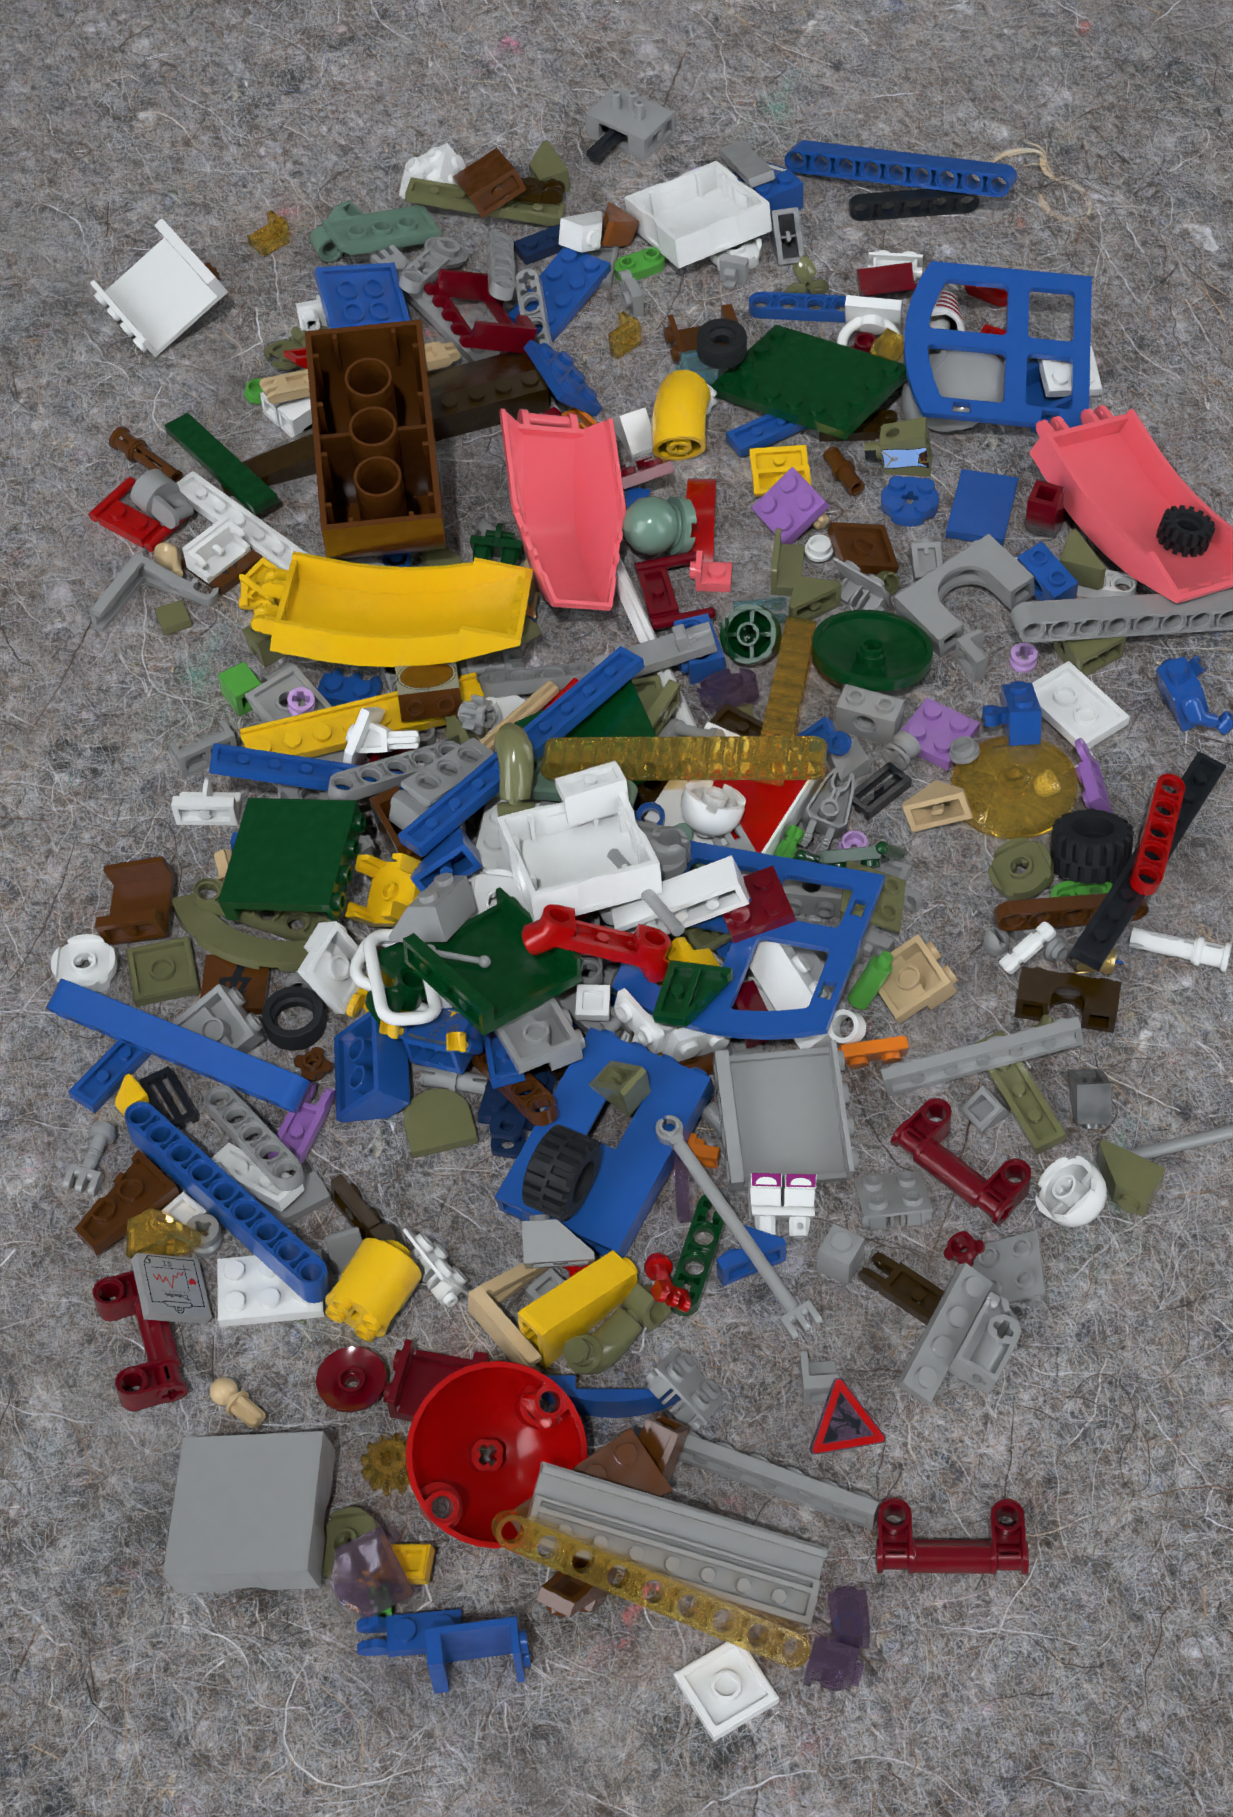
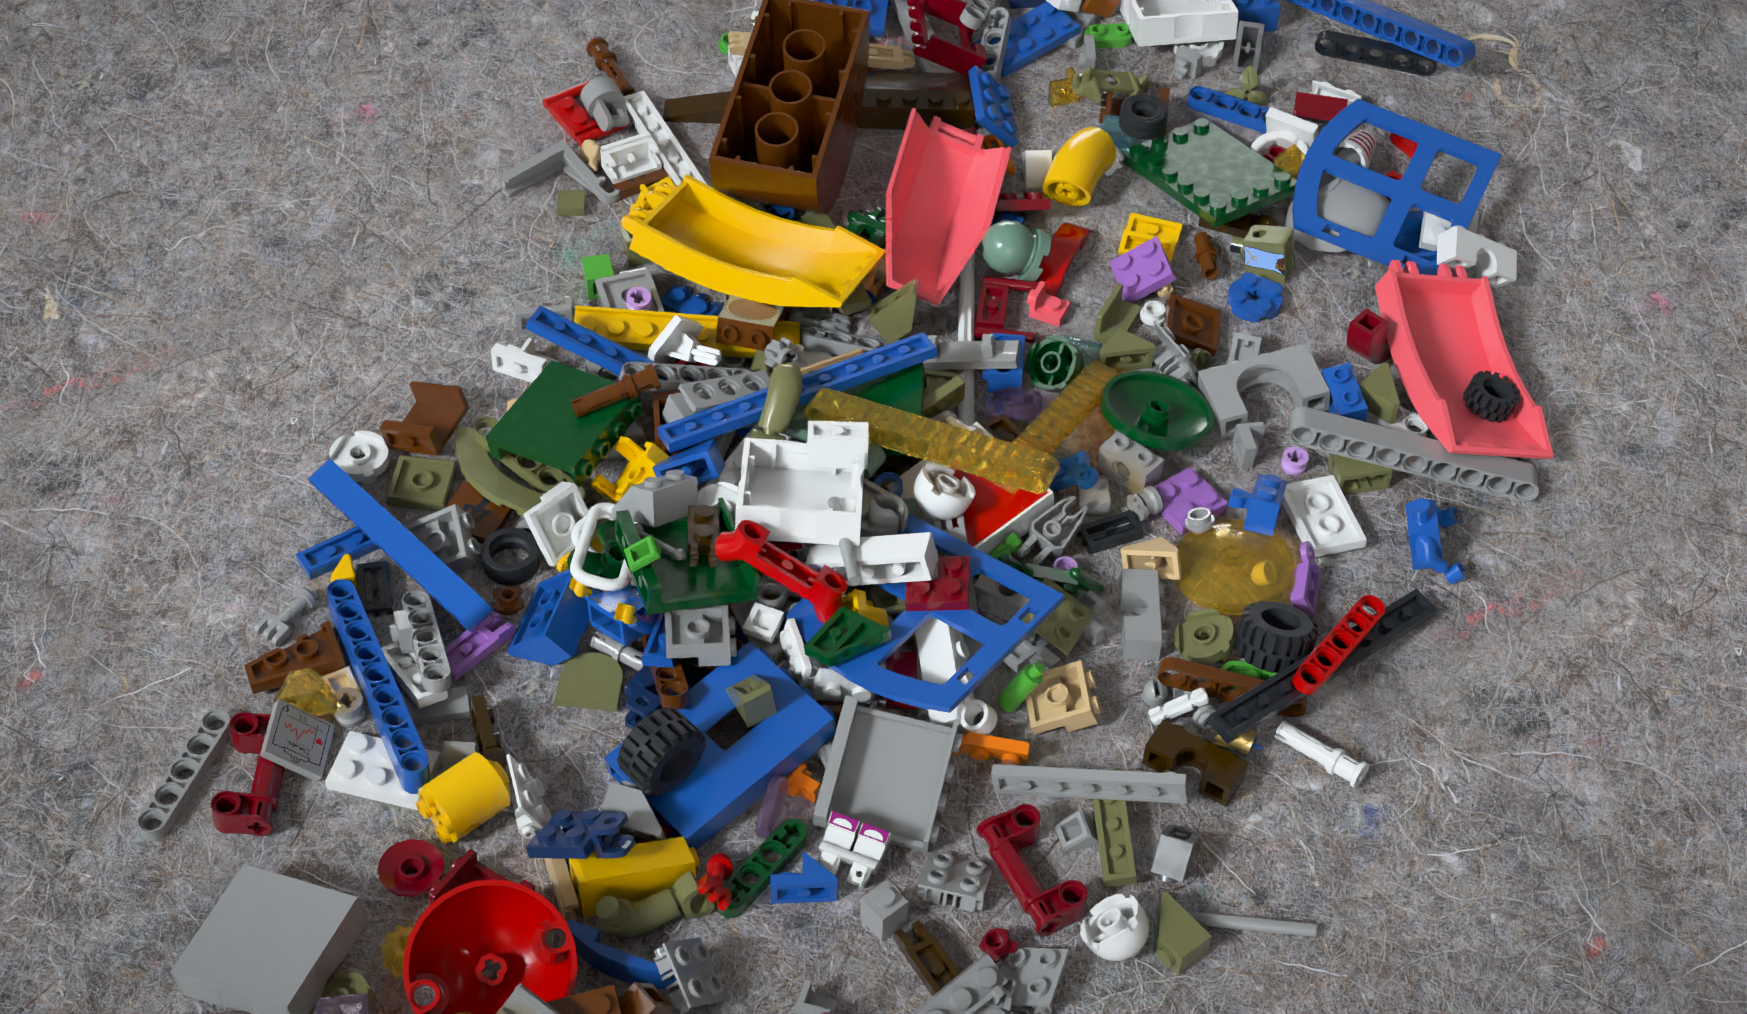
camera: 15 degrees right, 5 degrees down
(71, 1379) = (184, 787): none -> light grey beam
(221, 463) = (671, 92): dark green tile -> none
(225, 1393) = (307, 853): tan axle -> none
(226, 1137) = (401, 632): none -> light grey plate
(348, 801) = (629, 387): none -> reddish brown pin
(456, 975) = (642, 553): none -> bright green slope
(498, 932) = (702, 533): none -> dark brown hinge
(525, 1282) = (580, 833): none -> dark blue plate
(572, 630) = (895, 313): none -> olive slope
(652, 320) = (1093, 81): none -> olive piece
(760, 433) = (1147, 203): blue plate -> none
(795, 1312) = (817, 943): light grey hinge -> none
(942, 845) = (1142, 634): none -> light grey arch
(981, 506) = (1317, 321): blue tile -> none
(1104, 386) = (1468, 249): none -> white arch

